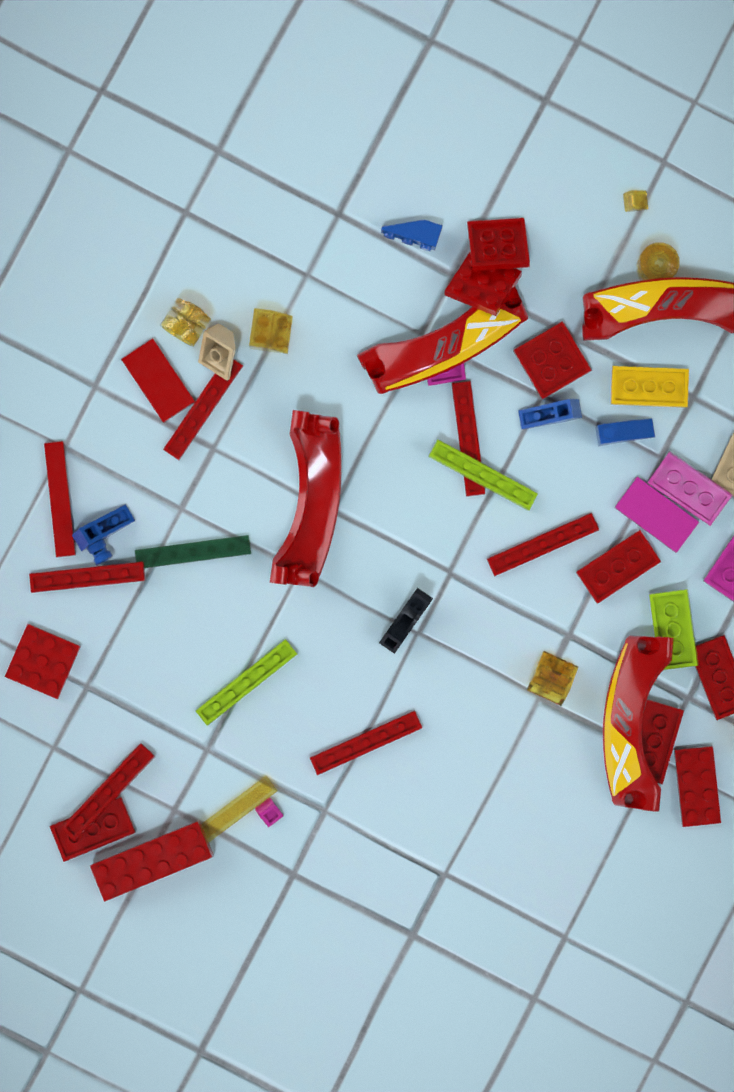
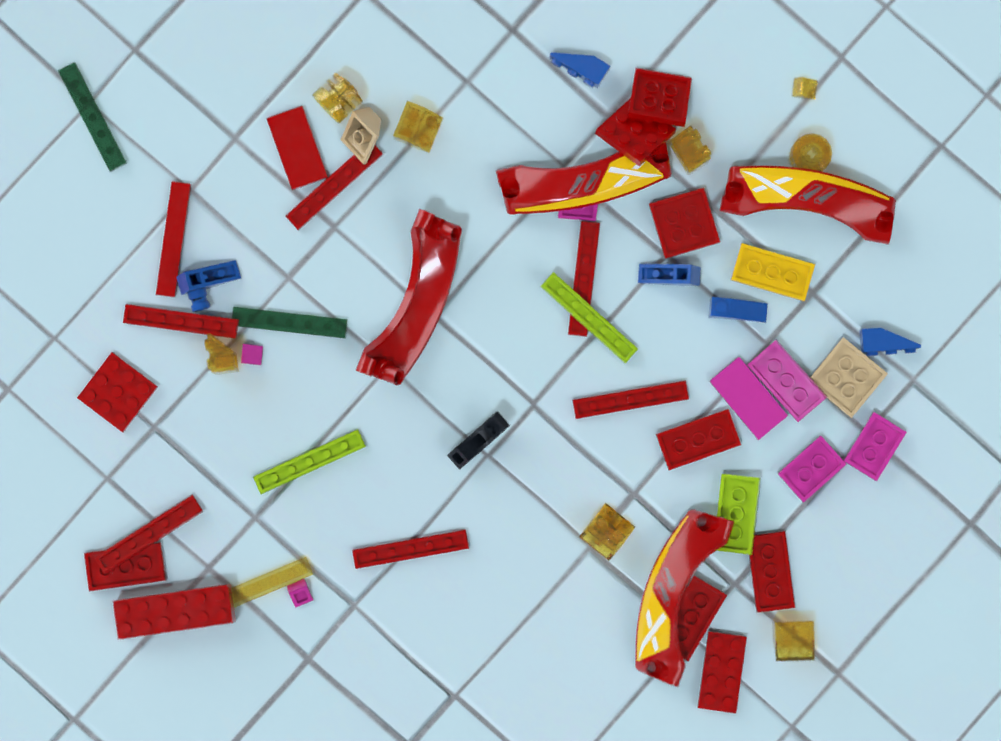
camera: 15 degrees right, 0 degrees up
(136, 602) = (222, 358): none -> clear yellow slope
(164, 592) = (251, 354): none -> dark pink slope
(540, 288) = (690, 150): none -> clear yellow slope

